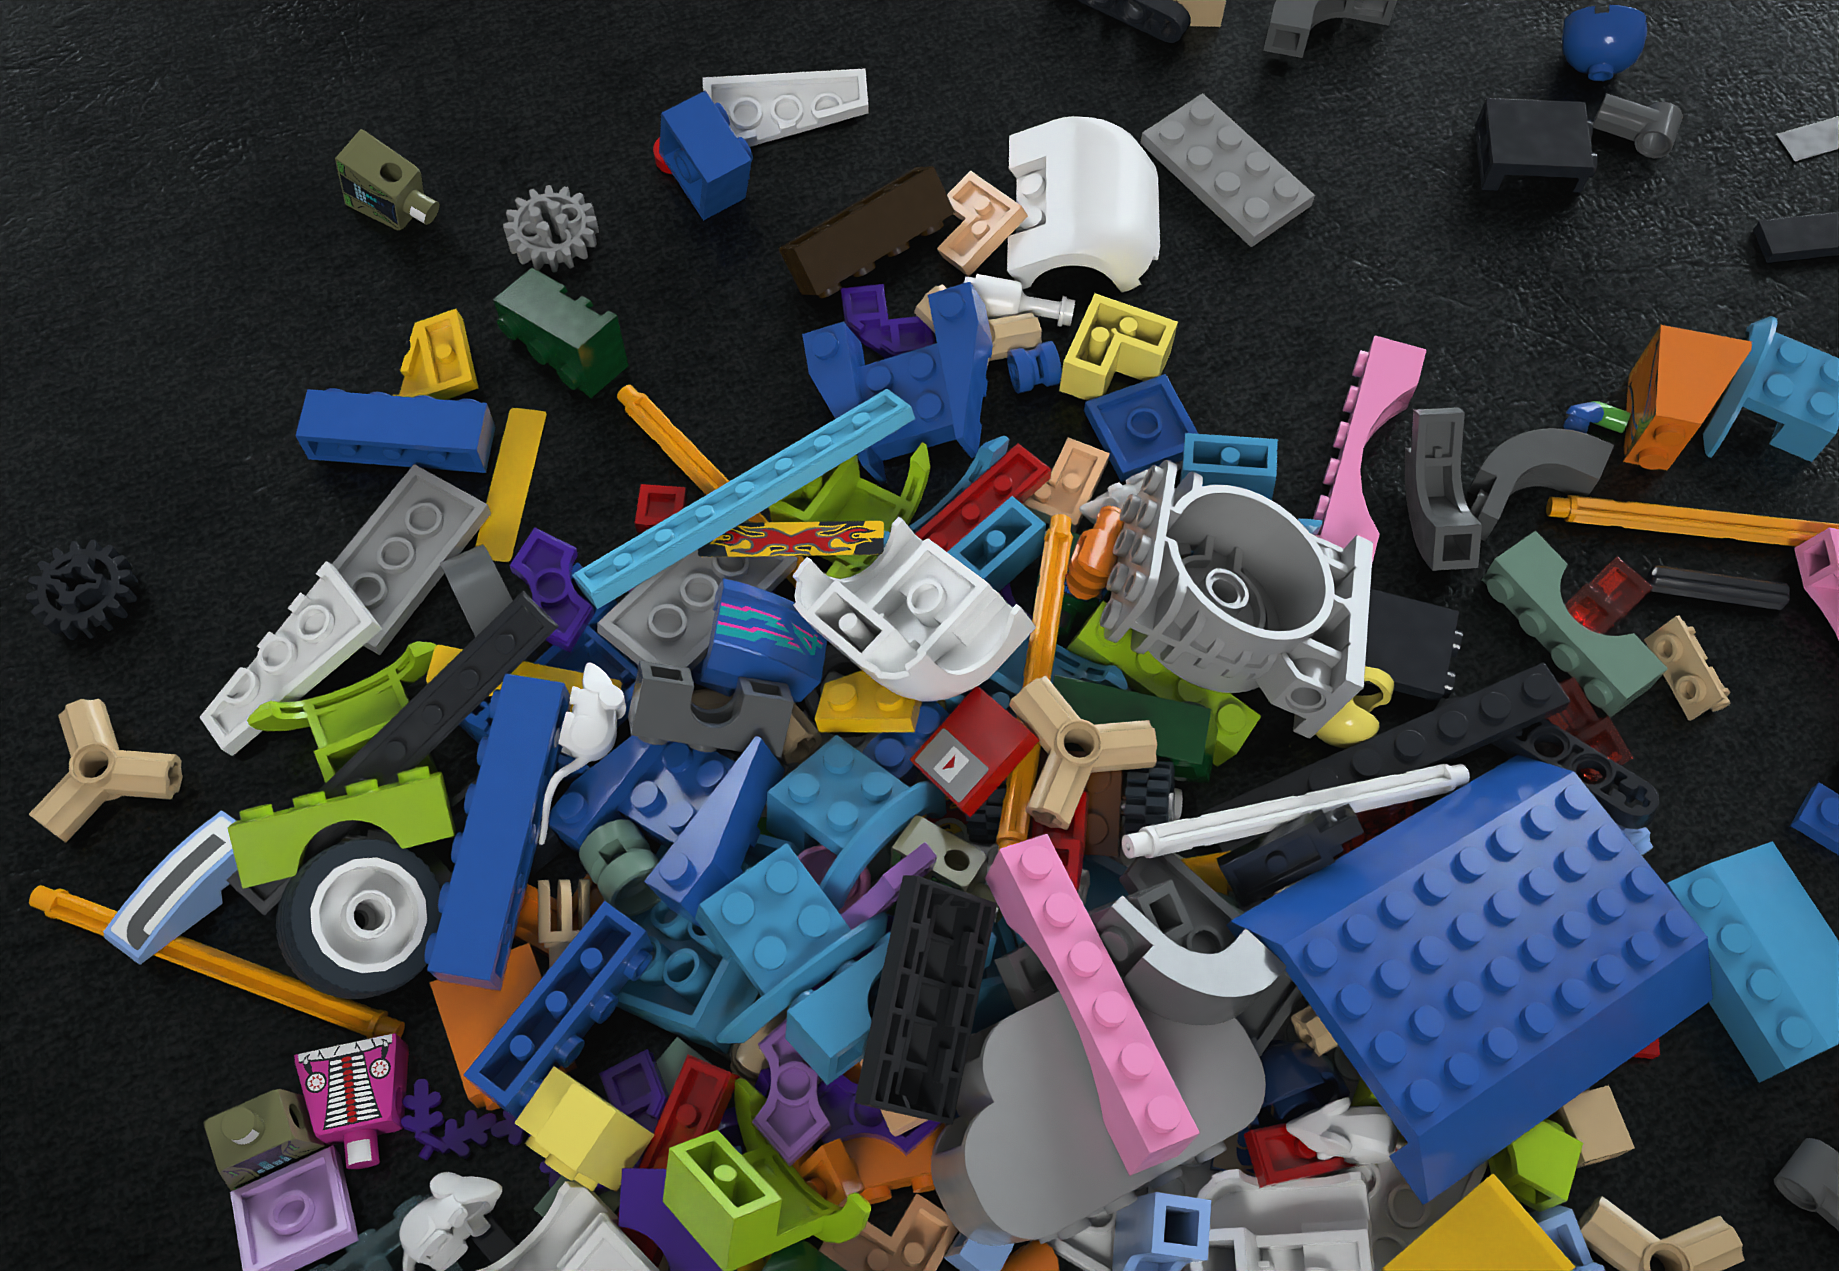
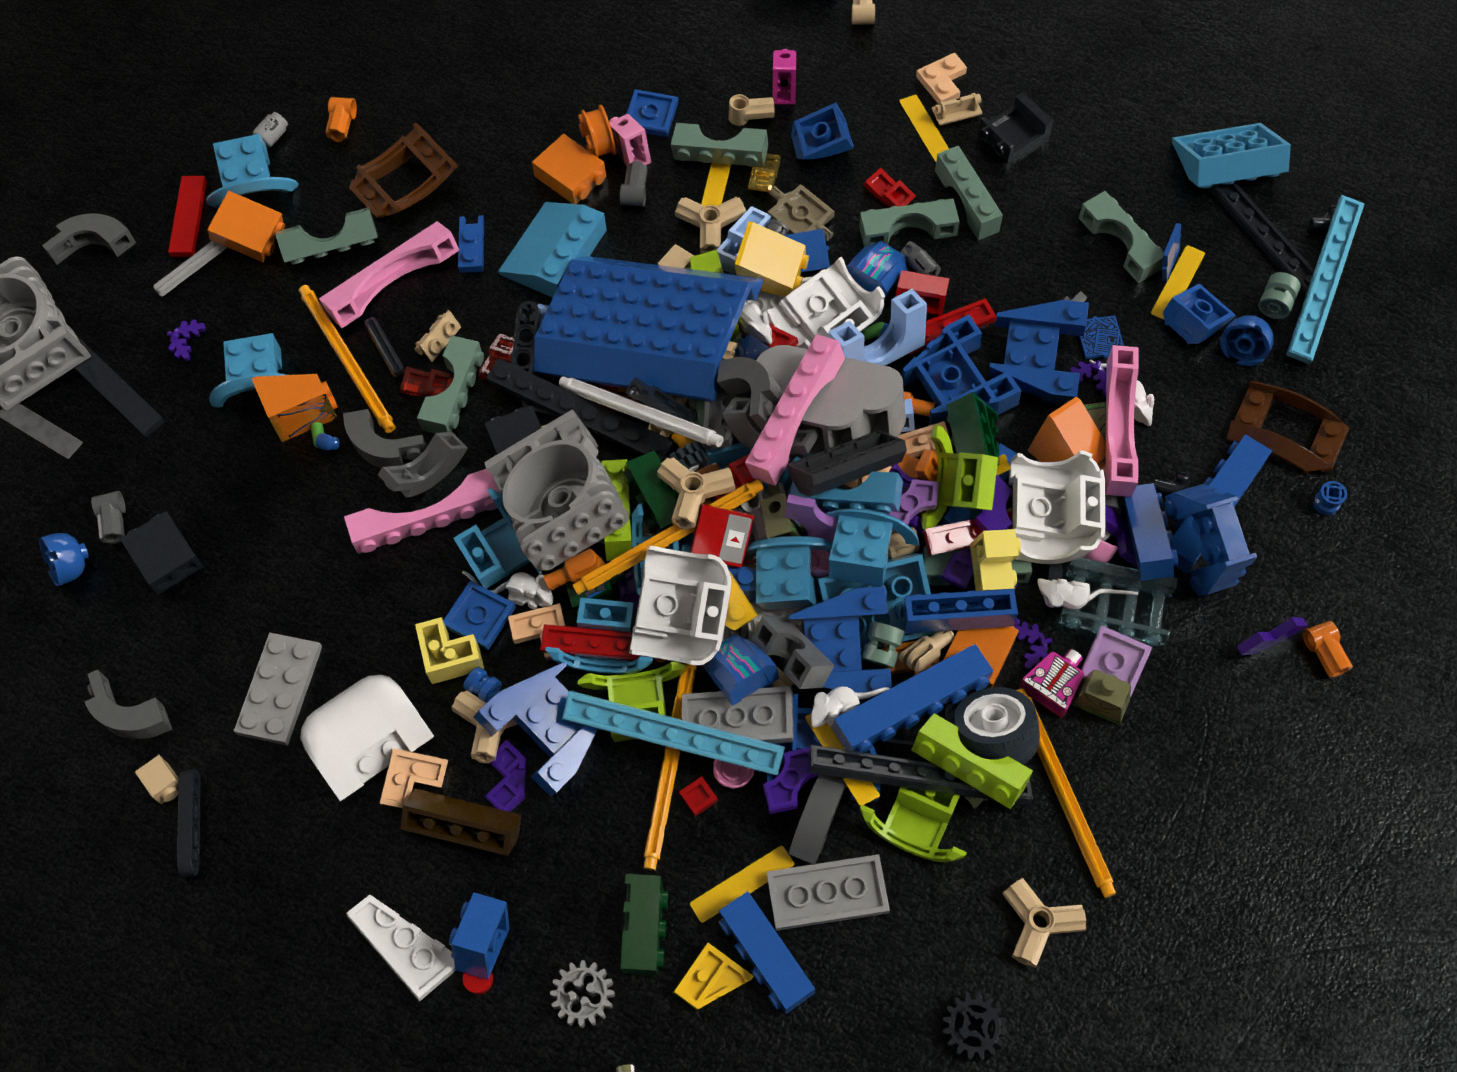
camera: 125 degrees left, 0 degrees up
(176, 892) = (1050, 826): slope -> none
(309, 645) = (914, 882): white wing -> none
(798, 539) = (674, 691): sticker -> none
(1007, 299) = (451, 726): white piece -> none

